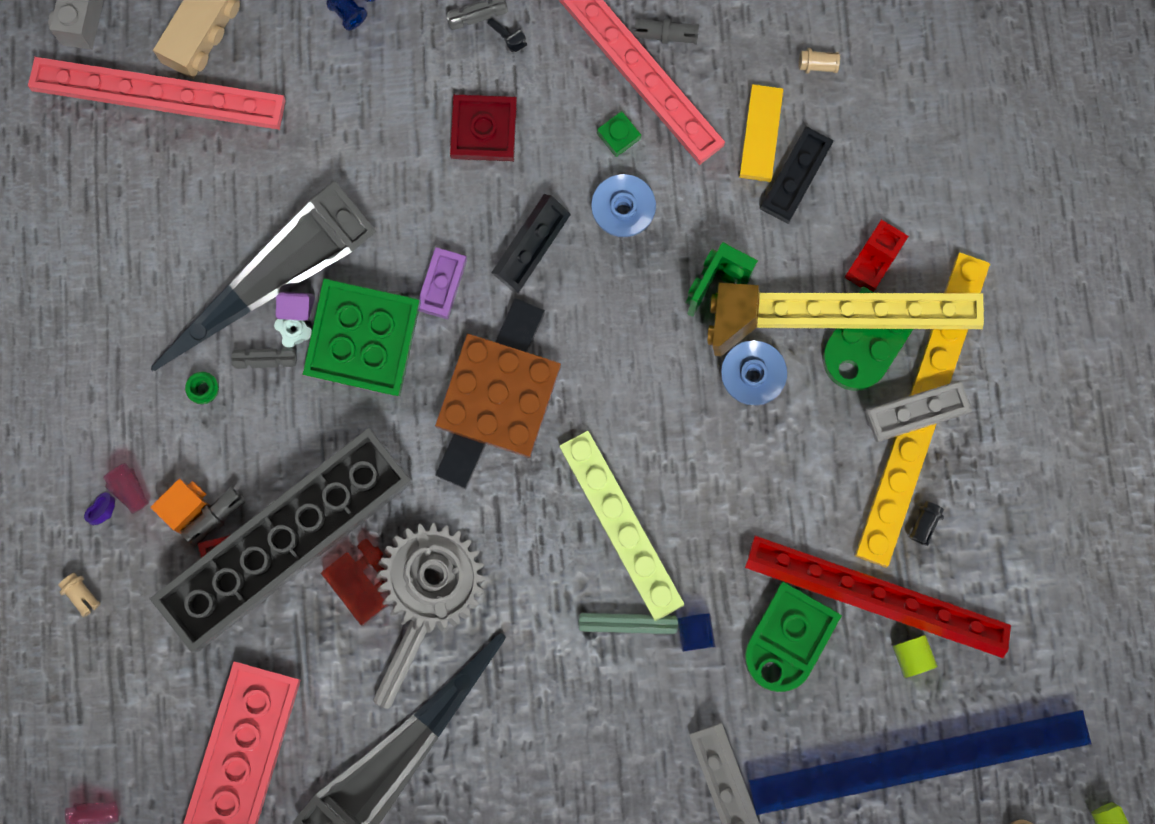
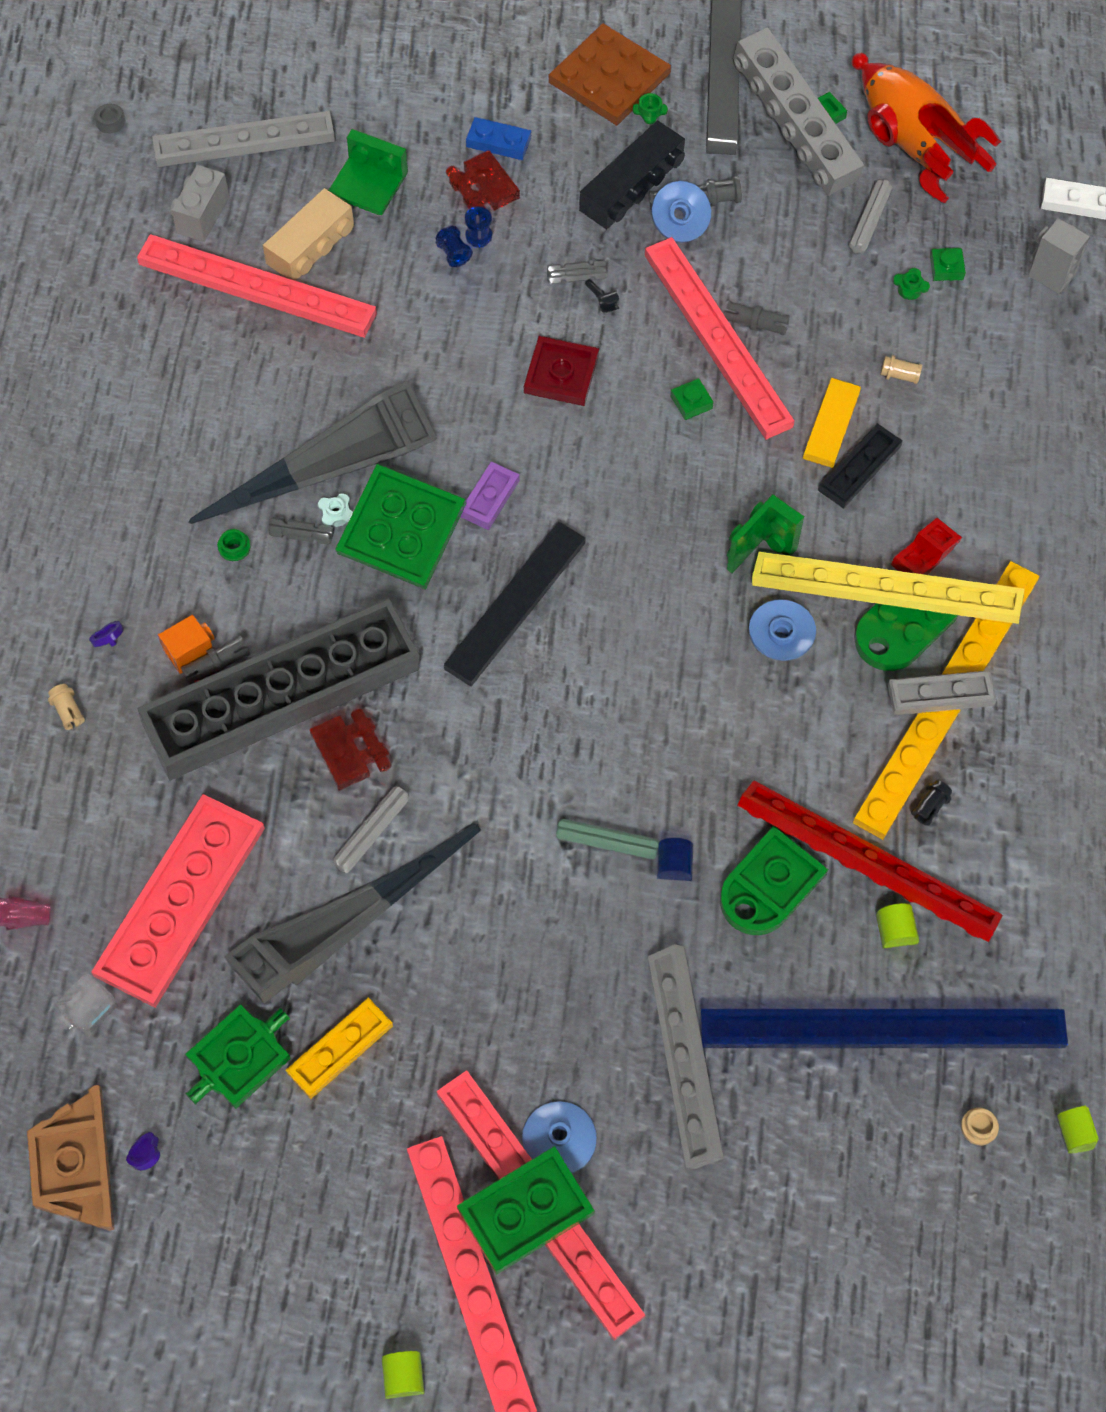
camera: 10 degrees right, 15 degrees down
(126, 487) = (137, 617): clear pink cone -> none
(294, 305) = (342, 486): medium lavender slope -> none
(413, 594) = (429, 776): light grey gear -> none
(498, 395) = (523, 603): dark orange plate -> none
(531, 243) = (585, 475): black plate -> none
(621, 526) = (620, 746): yellowish green plate -> none
(627, 191) = (683, 448): medium blue dish -> none
(736, 315) = (773, 568): pearl gold slope -> none

